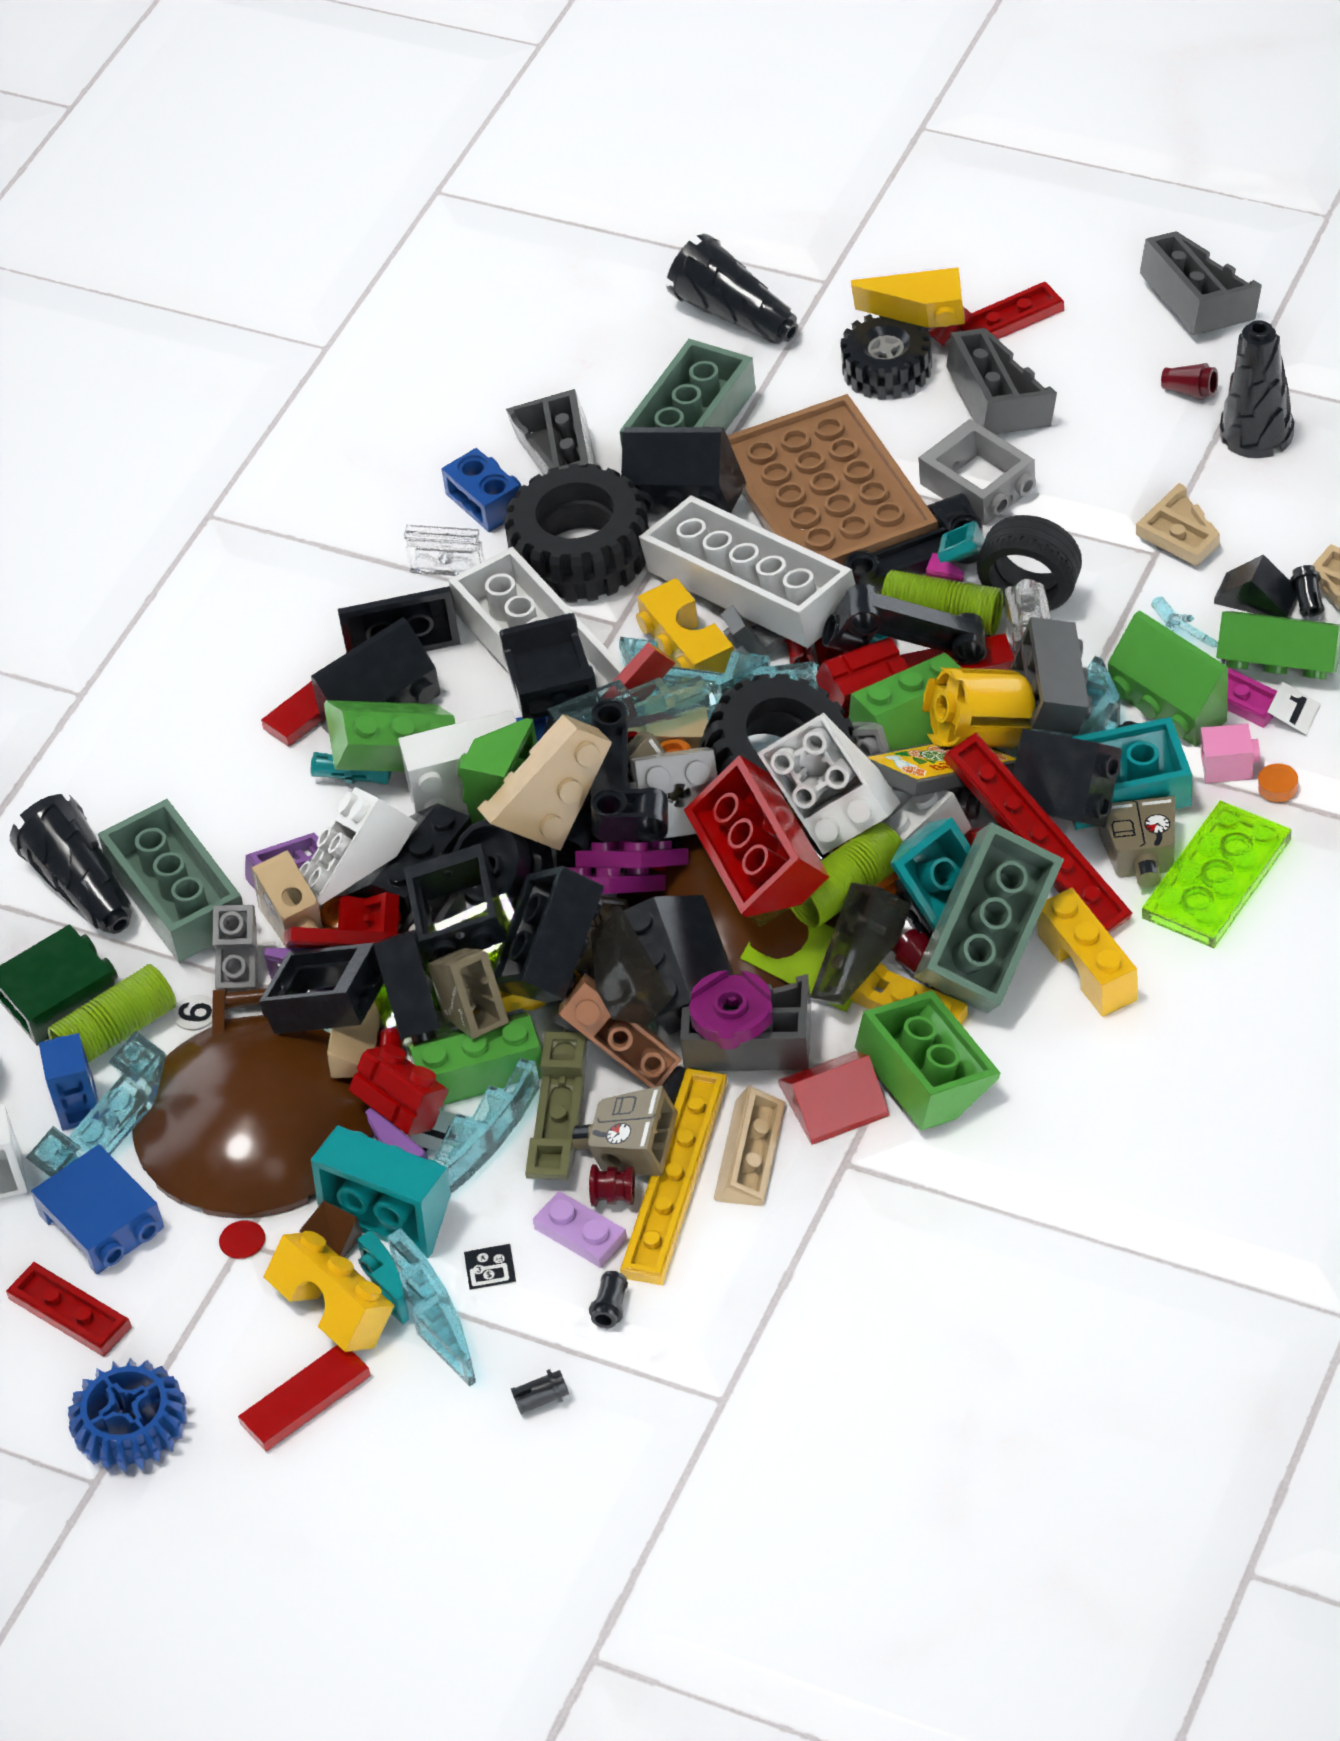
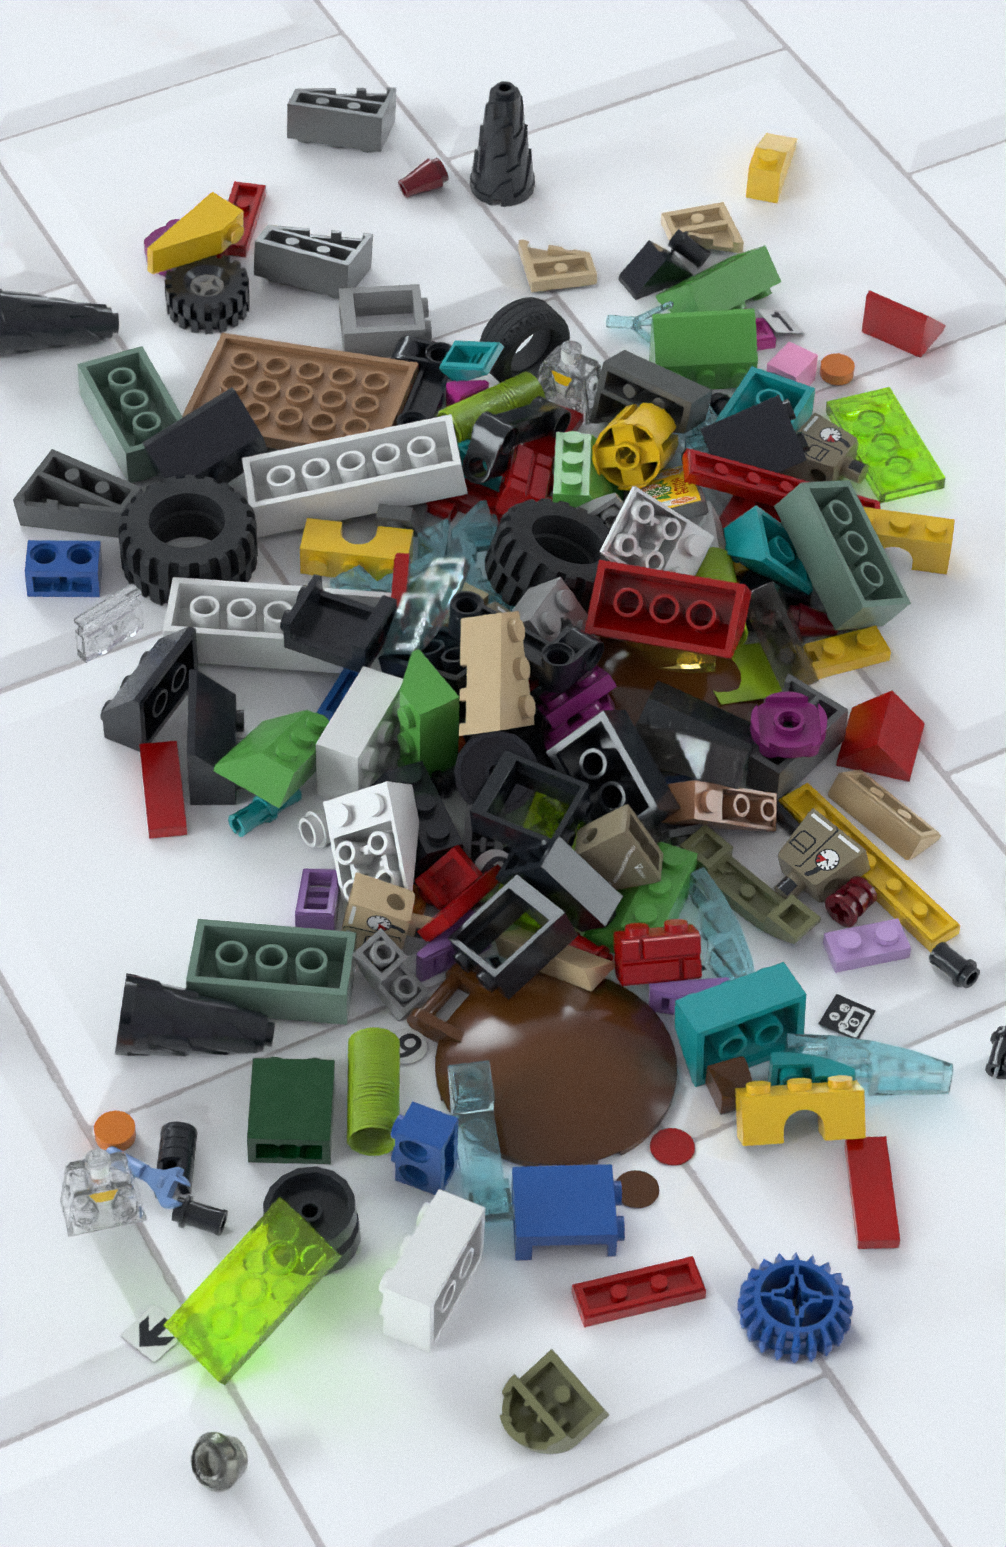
camera: 60 degrees left, 0 degrees up
(176, 1244) = (638, 1188): none -> reddish brown sticker
(925, 1058) = (919, 667): bright green slope -> none

